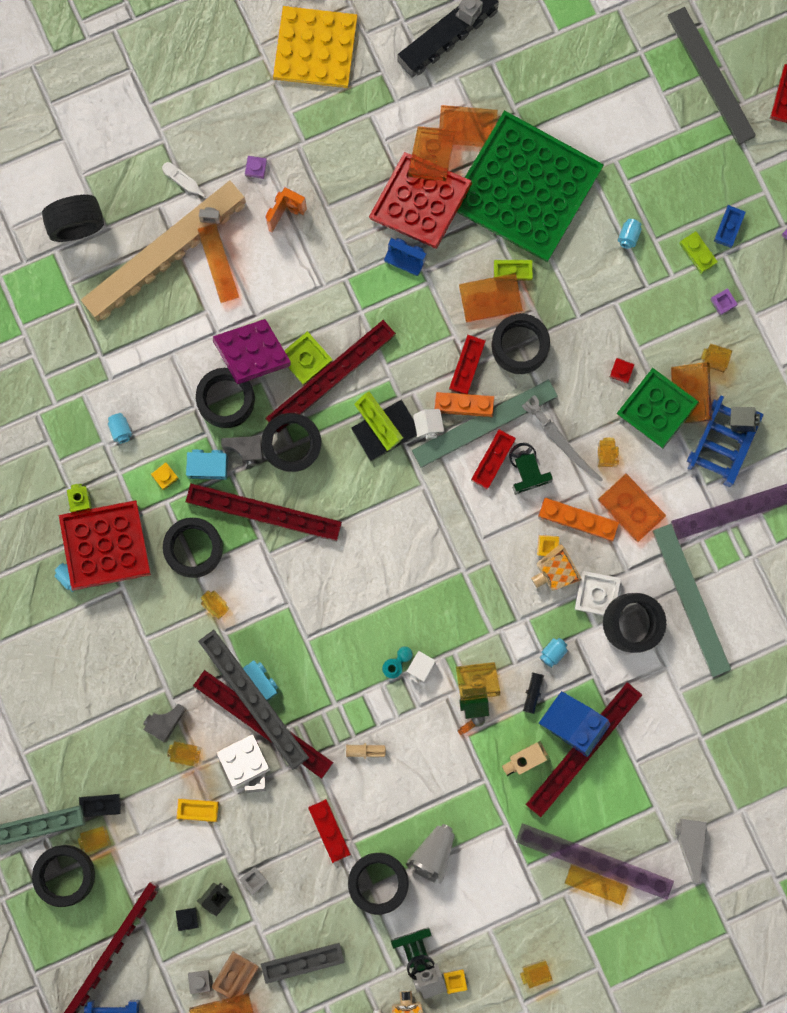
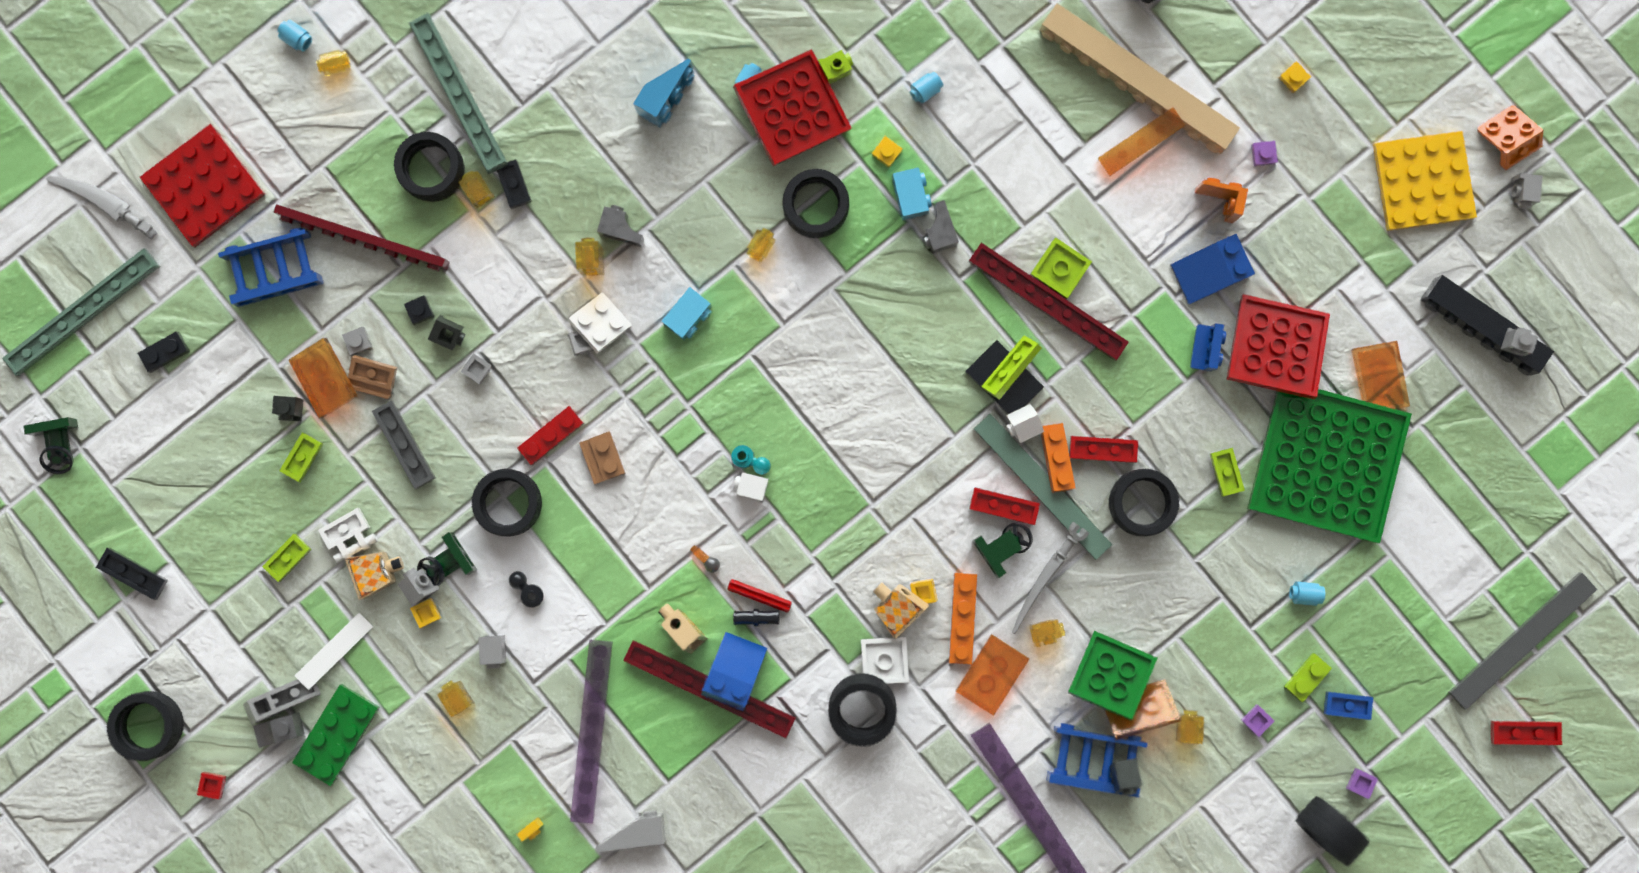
camera: 75 degrees right, 5 degrees up
(59, 654) = (663, 92): none -> dark azure slope
(181, 179) = (1227, 75): white piece -> none
(197, 810) = (536, 289): yellow tile -> none
(199, 125) = (1294, 77): none -> yellow plate
(209, 215) = (1192, 116): light grey plate -> none
(229, 421) = (998, 166): black tyre -> none
(232, 703) = (645, 333): dark red plate -> none
(251, 351) = (1051, 205): magenta plate -> none
(253, 699) = (667, 314): dark grey tile -> none
(263, 512) = (876, 269): dark red plate -> none
(315, 442) = (955, 304): black tyre -> none
(341, 235) = (1212, 269): none -> blue slope
(360, 790) = (602, 457): none -> medium nougat plate
(365, 750) = (645, 451): tan axle -> none
(431, 153) = (1336, 344): clear orange tile -> none
(433, 854) = (553, 554): light grey cone -> none
(448, 891) = (518, 581): none -> black plate
(475, 707) = (727, 556): dark green brick -> none
(477, 681) = (752, 553): clear yellow tile -> none
(490, 297) = (1188, 455): clear orange tile -> none
(503, 930) = (492, 651): none -> light grey brick
(515, 685) = (759, 595): none -> red axle
(554, 652) = (807, 628): medium azure brick -> none
(596, 884) = (567, 739): clear yellow tile -> none
(621, 370) = (1145, 624): red plate -> none
(667, 936) = (530, 830): none -> yellow plate
(691, 600) = (906, 767): sand green tile -> none

